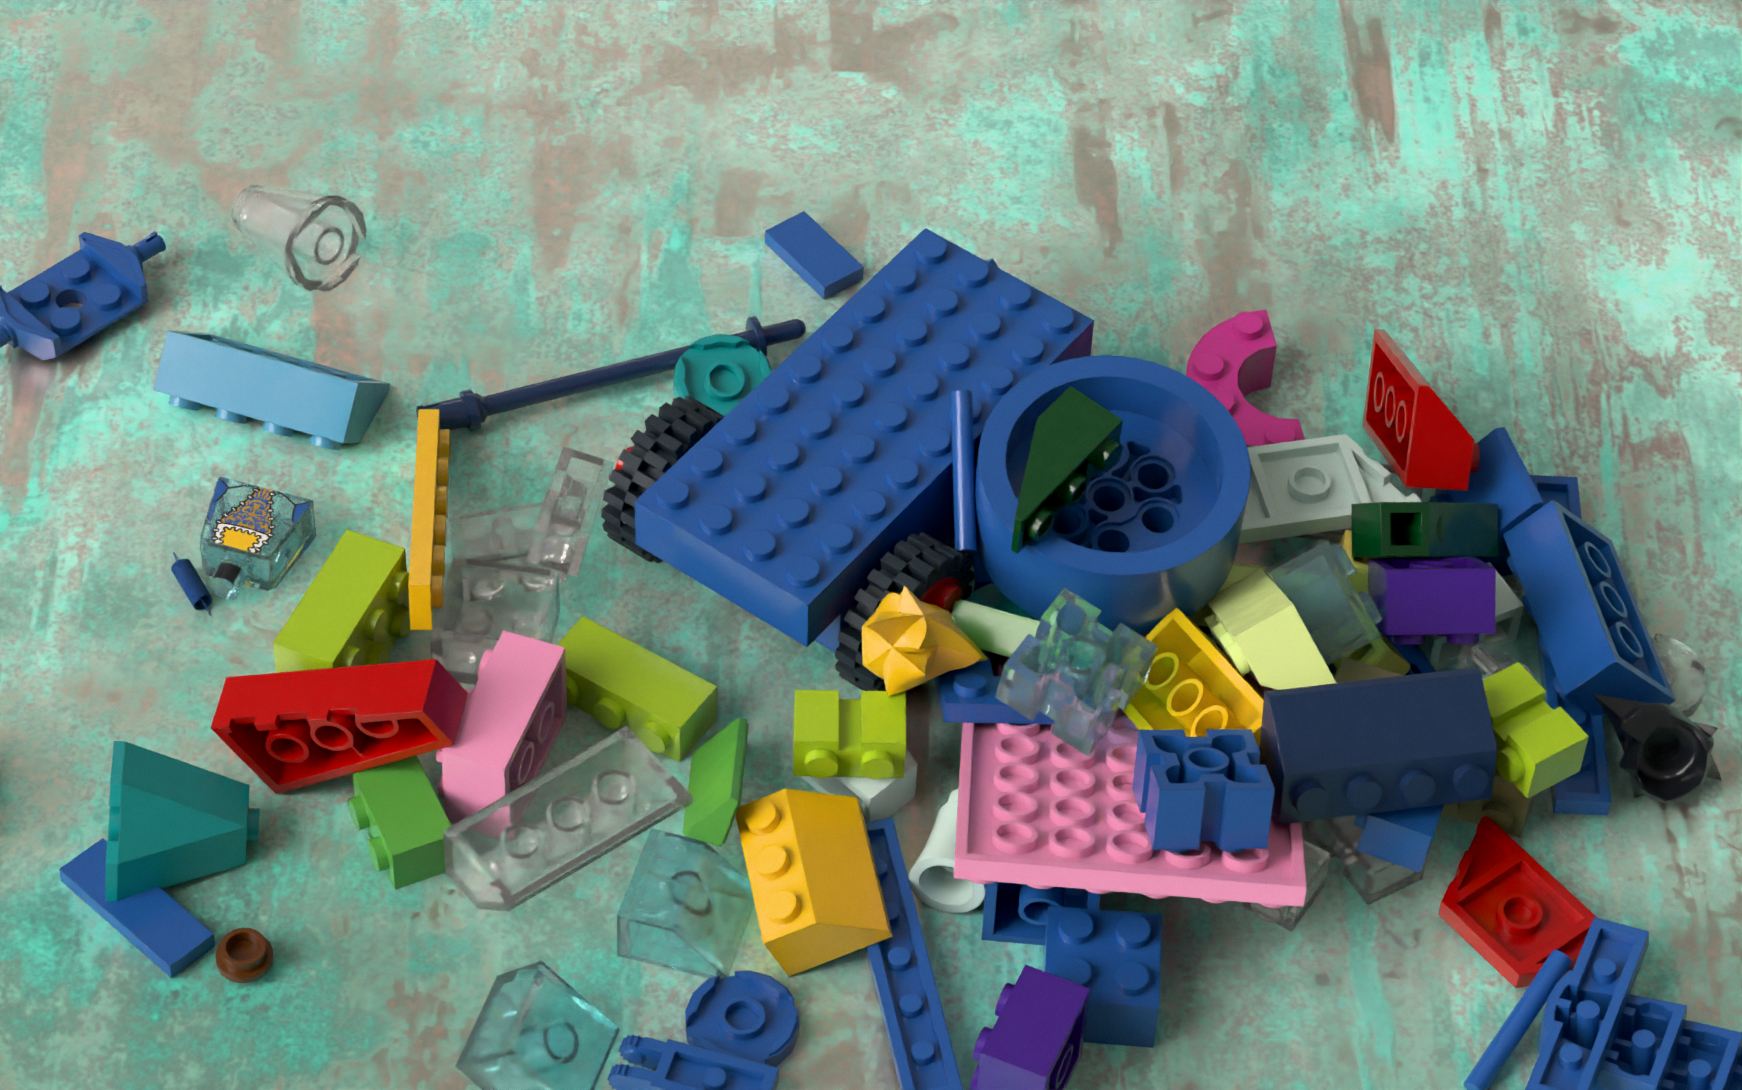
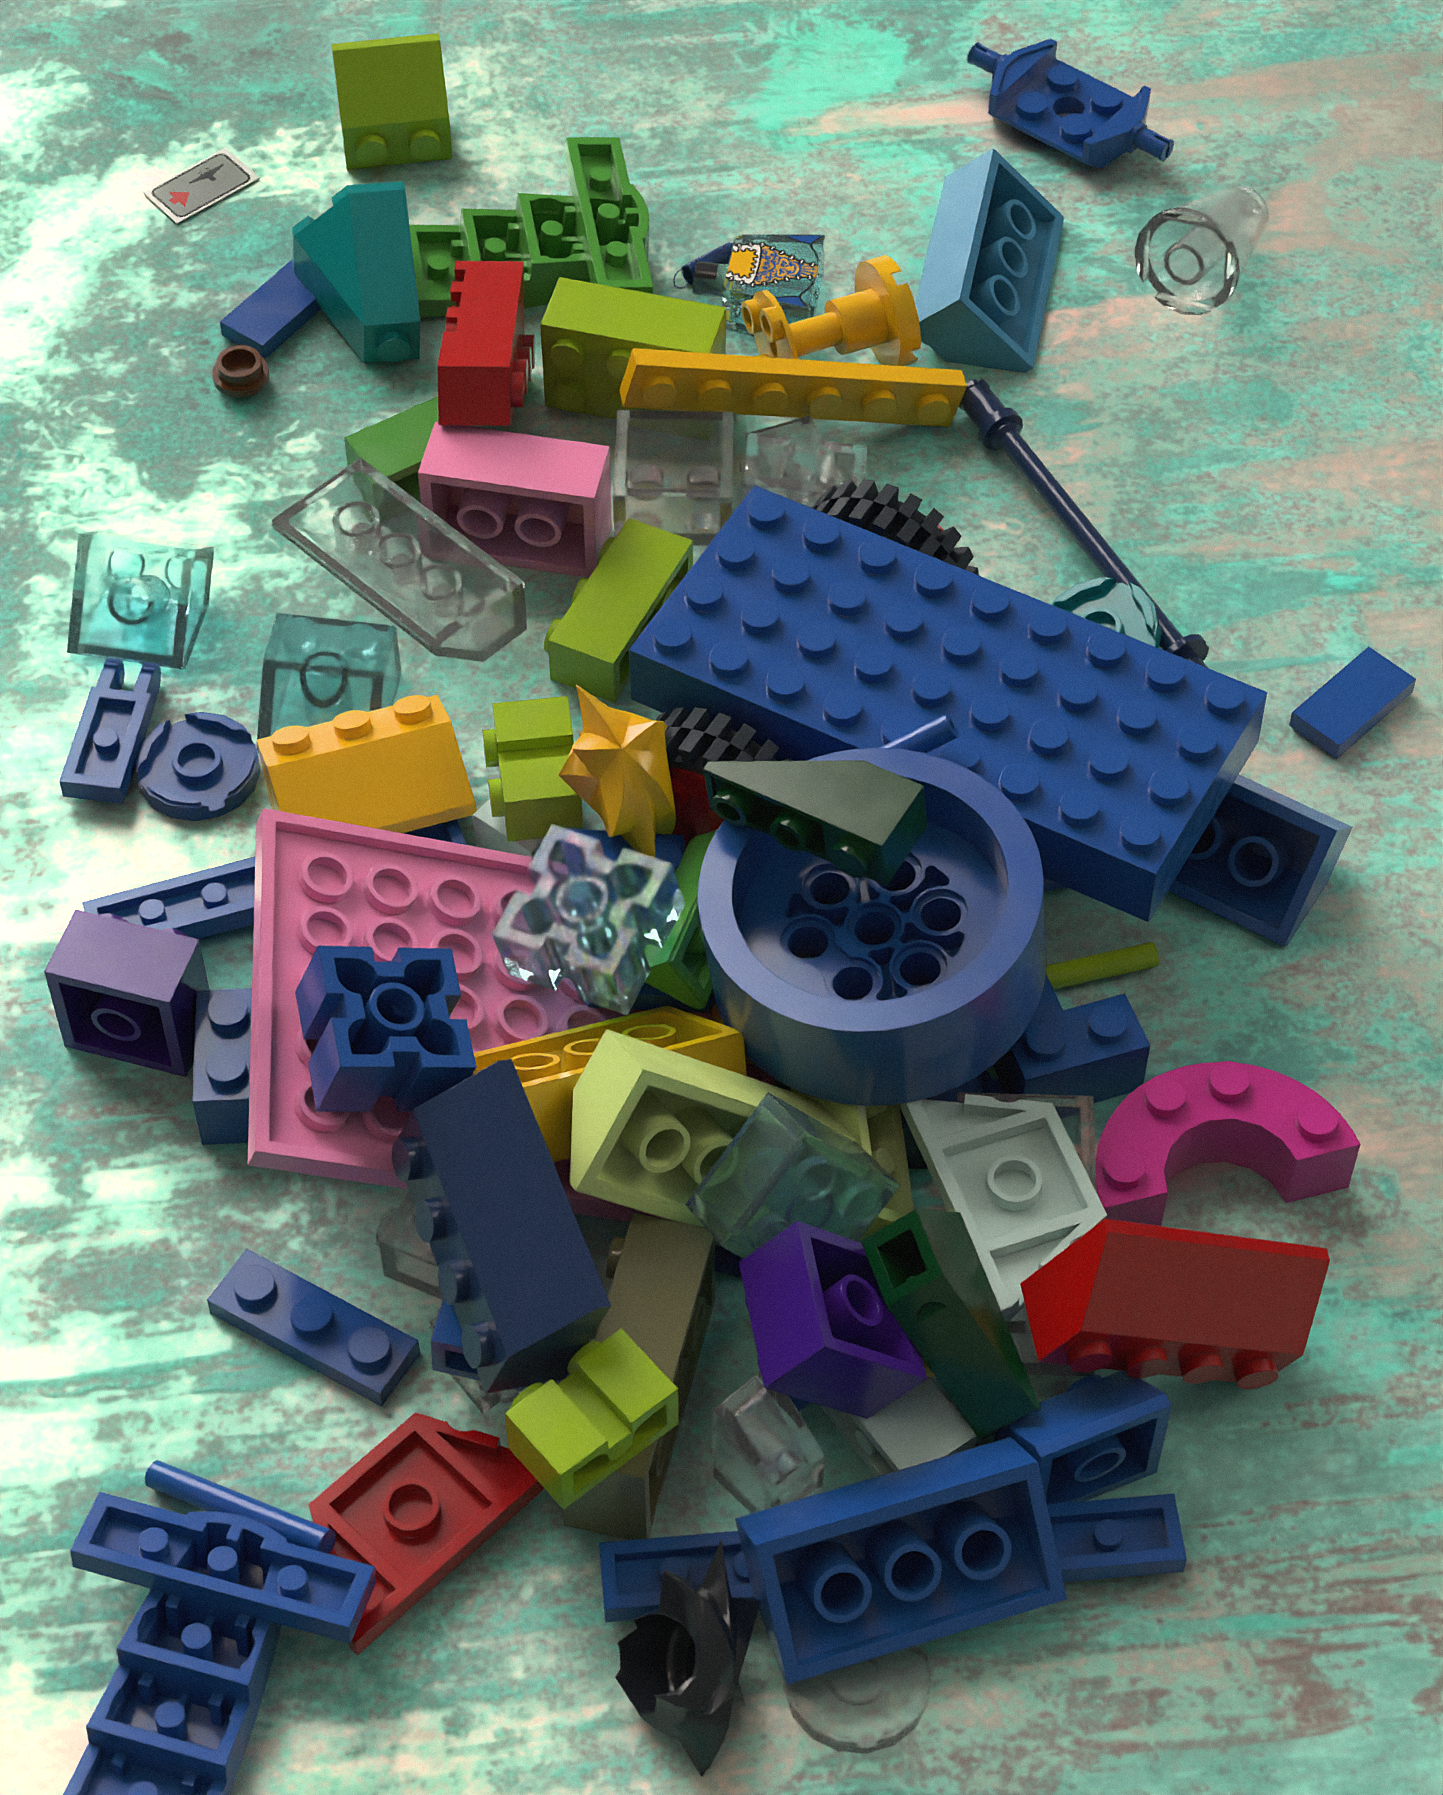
camera: 85 degrees right, 5 degrees up
(147, 671) = (584, 237): none -> bright green slope
(336, 458) = (873, 317): none -> yellow piece
(716, 784) = (462, 682): bright green slope -> none
(1343, 975) = (314, 1327): none -> blue plate

